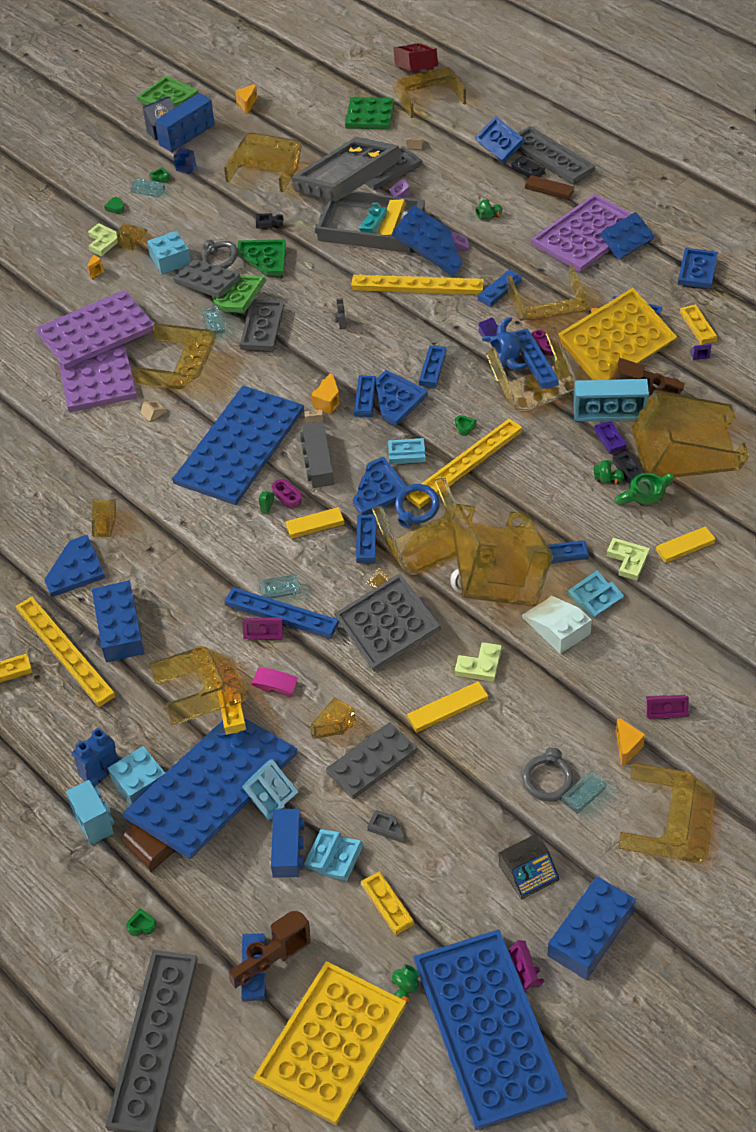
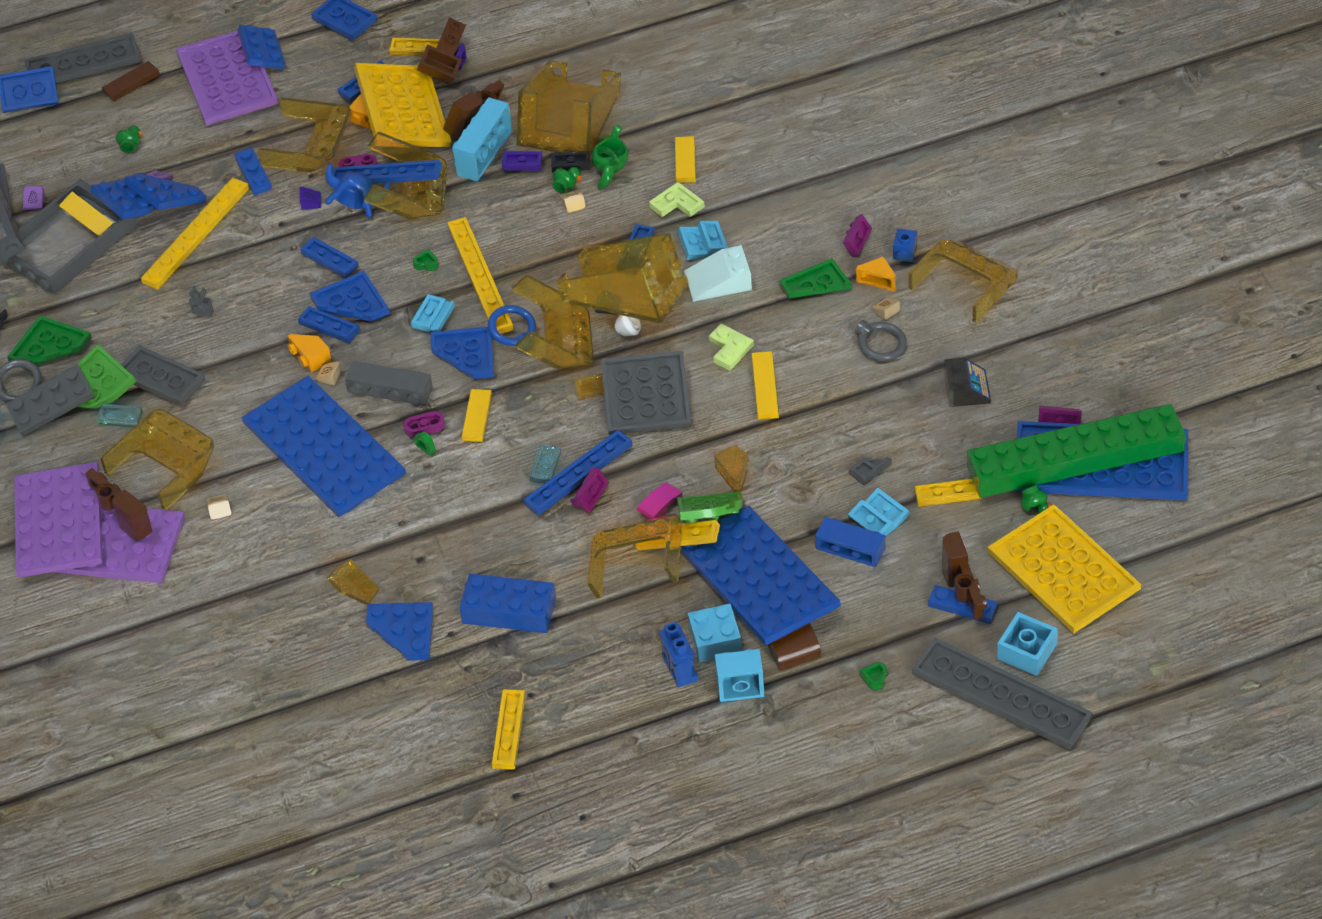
camera: 65 degrees left, 0 degrees up
(65, 652) = (515, 659): yellow plate -> none
(104, 352) = (130, 512): none -> reddish brown plate
(213, 1040) = (1027, 643): none -> medium azure brick
(269, 788) = (789, 532): medium azure slope -> none
(273, 715) = (708, 506): none -> bright green plate
(366, 539) = (527, 380): blue plate -> none
(371, 760) = (792, 458): dark grey plate -> none
(374, 219) = (77, 229): teal plate -> none
(477, 997) = (1075, 450): none -> green brick
(527, 167) = (85, 86): black plate -> none
(584, 792) = (912, 322): clear light blue plate -> none
(588, 488) = (573, 201): none -> tan slope
(591, 927) = (1047, 361): blue brick -> none
(593, 696) = (815, 280): none -> green wing
(593, 764) = (887, 308): none -> tan slope
(674, 748) = (904, 245): none -> blue brick
(680, 340) = (440, 61): none -> reddish brown plate

